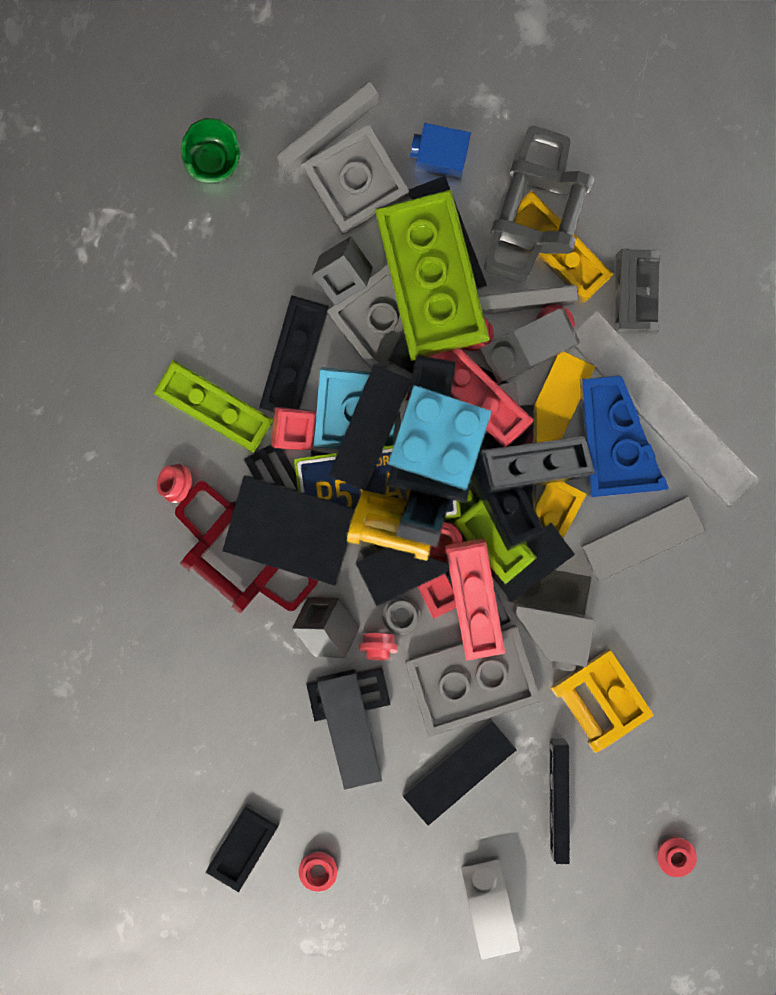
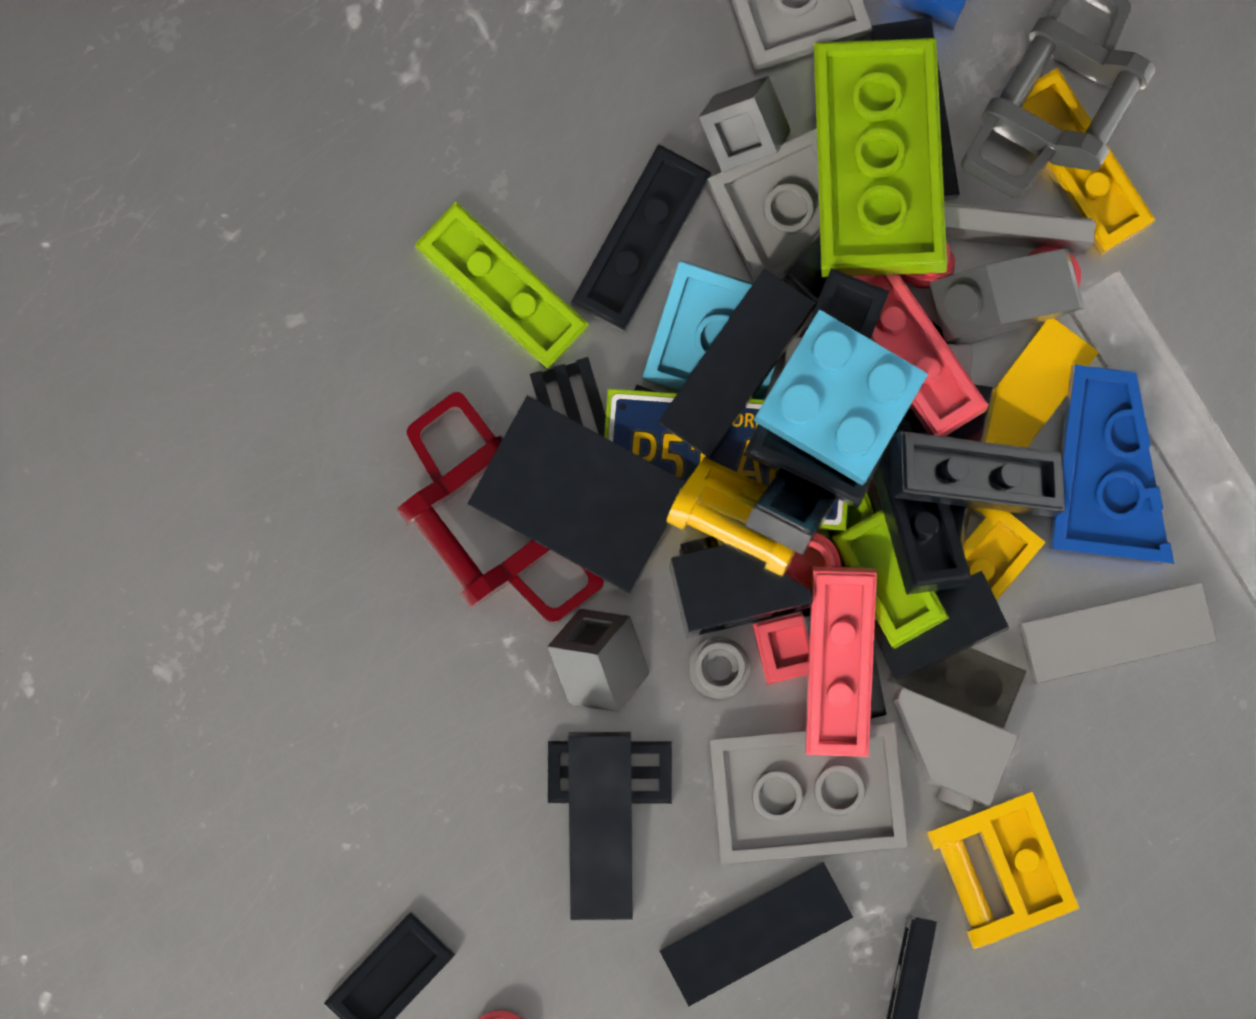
camera: 15 degrees right, 5 degrees down
(174, 483) = (416, 387): coral plate -> none
(293, 428) = (617, 344): coral tile -> none
(378, 646) = (673, 706): coral plate -> none
(636, 291) = (1186, 253): dark grey hinge -> none

